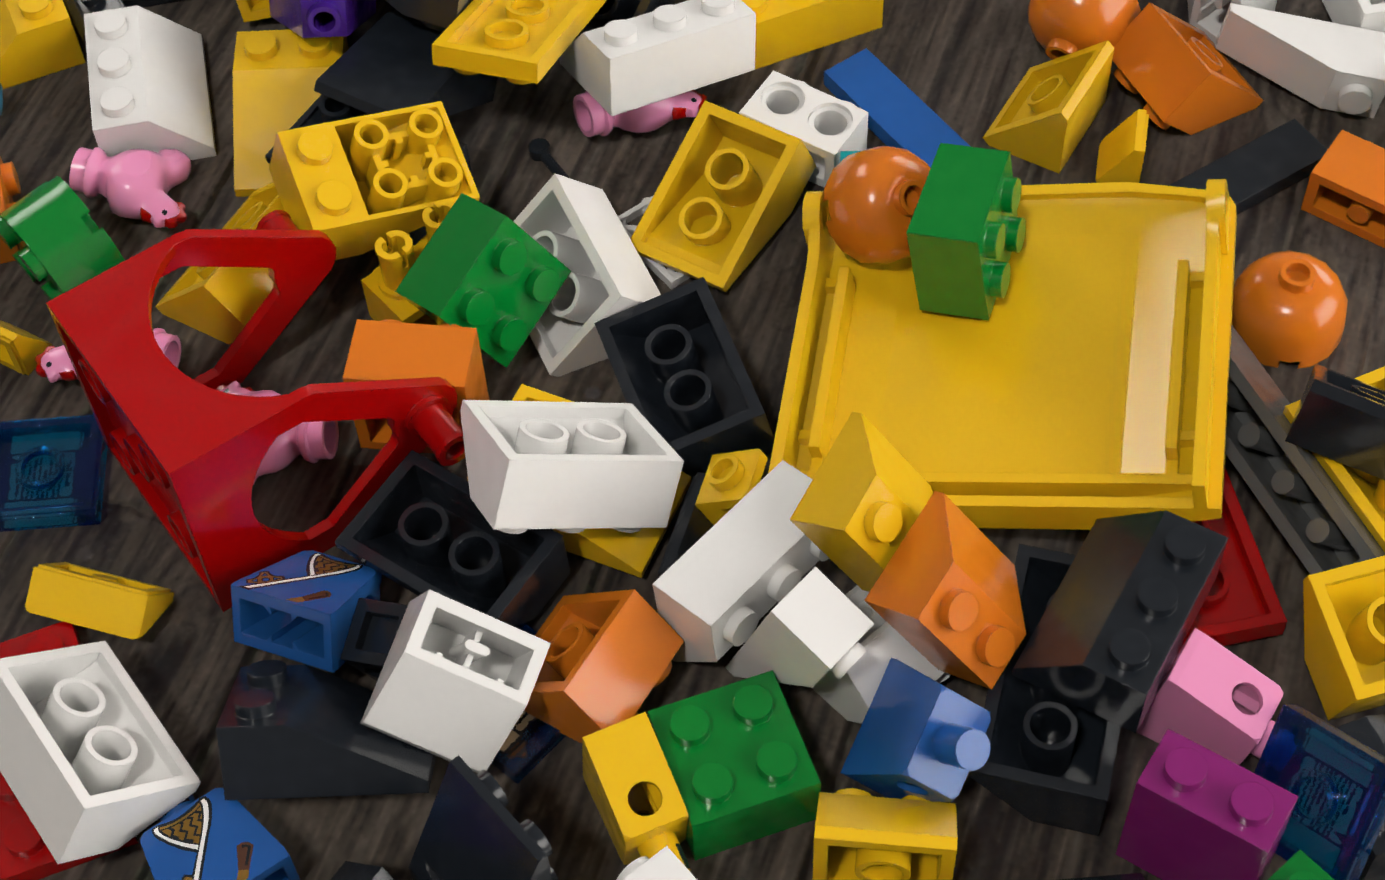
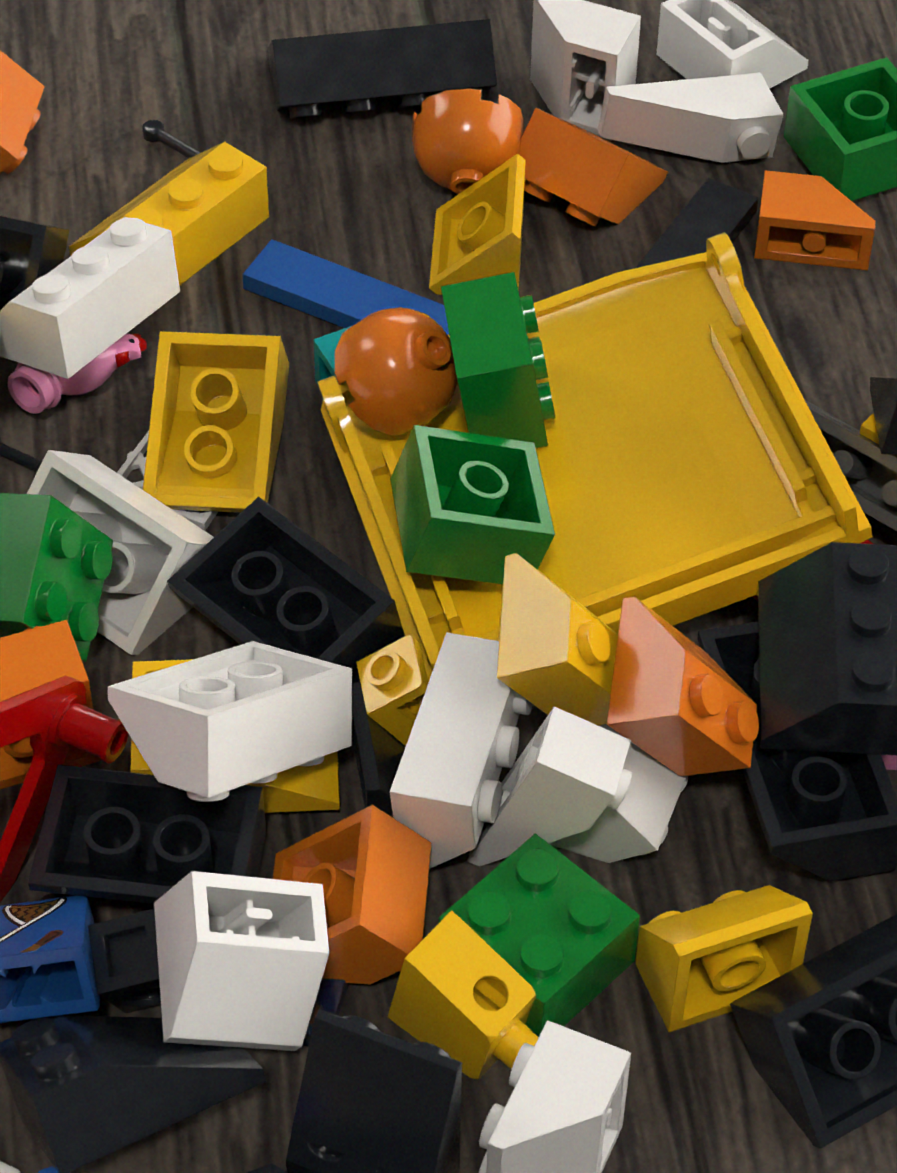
camera: 30 degrees left, 5 degrees down
(815, 117) = (265, 313): white brick -> none
(874, 352) = (469, 504): none -> green brick
(918, 738) = (706, 838): blue torso -> none
(1123, 150) = (572, 254): yellow slope -> none
(1289, 309) = (813, 340): orange cylinder -> none

